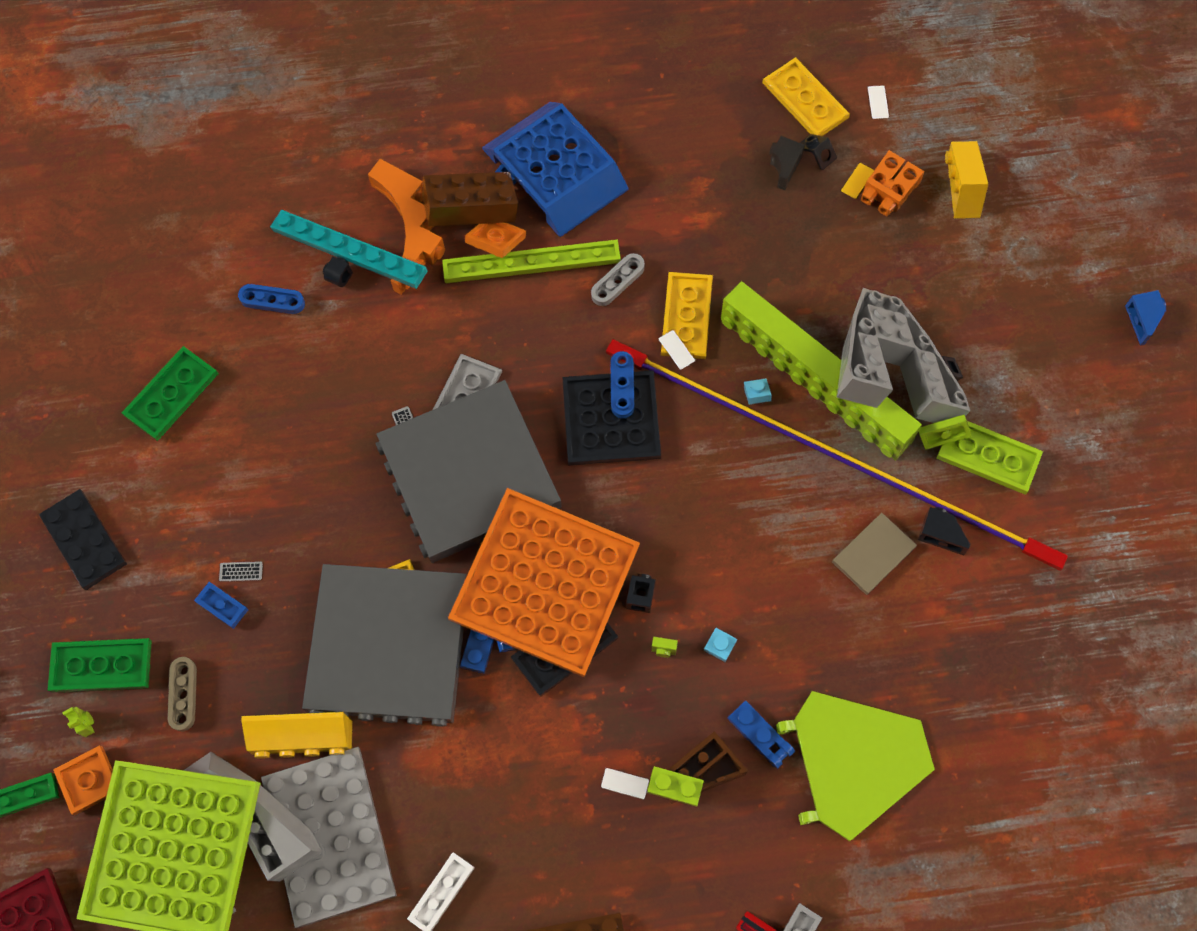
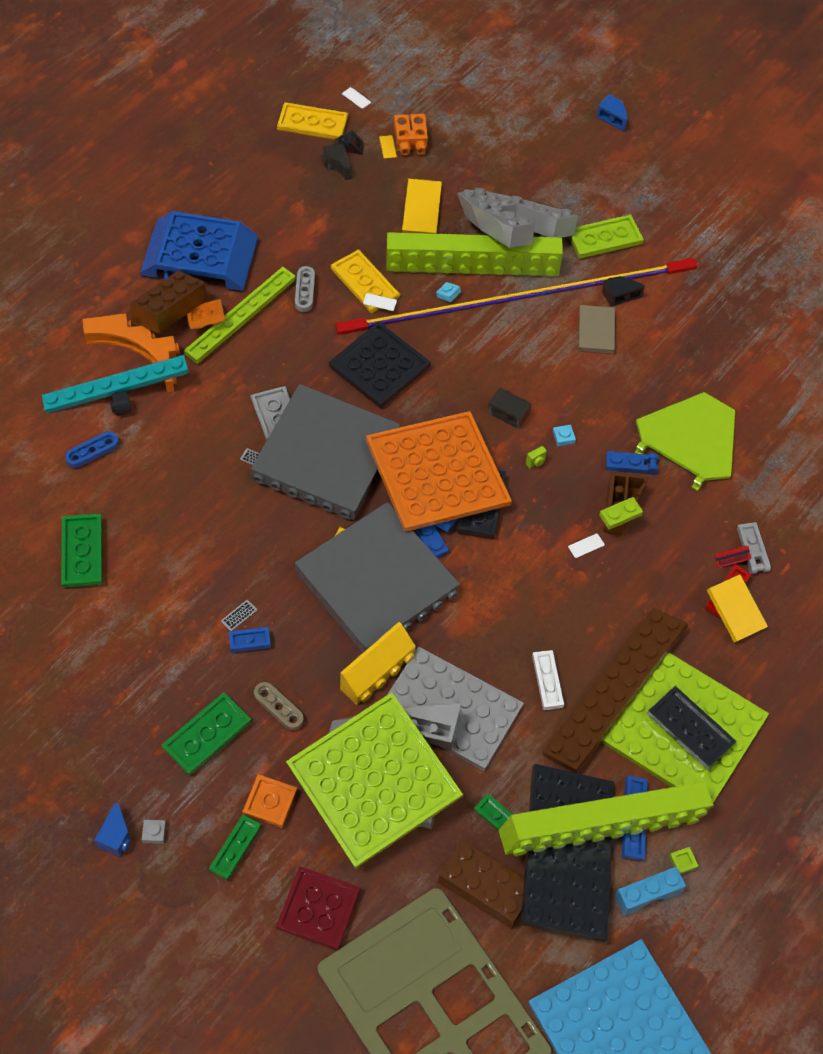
camera: 50 degrees left, 10 degrees down
(80, 721) = (230, 771): lime plate -> none
(82, 539) = (112, 676): black plate -> none
(619, 392) = (372, 344): blue plate -> none
(638, 583) = (495, 440): black brick -> none
(691, 569) = (509, 408): none -> clear smoke brick
(824, 275) = (422, 206): none -> yellow tile
(945, 432) = (574, 237): lime plate -> none
(967, 179) = (451, 104): yellow wedge -> none

